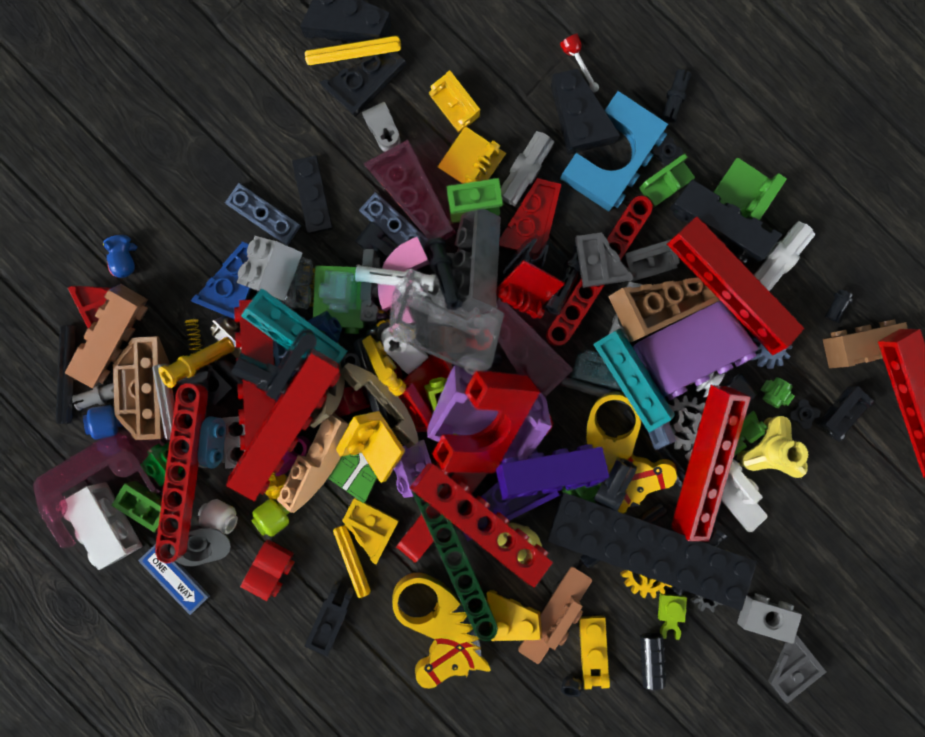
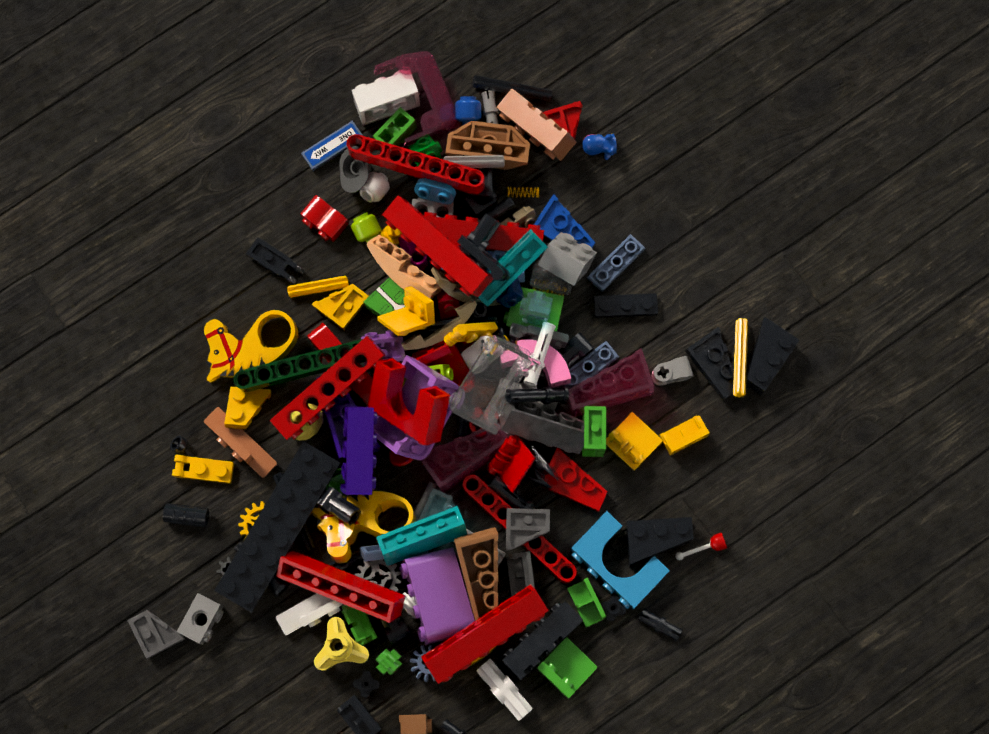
camera: 100 degrees right, 10 degrees down
(188, 365) = (499, 183): yellow pin -> none
(526, 168) = (617, 483): light grey piece -> none
(671, 610) = (223, 540): lime plate -> none

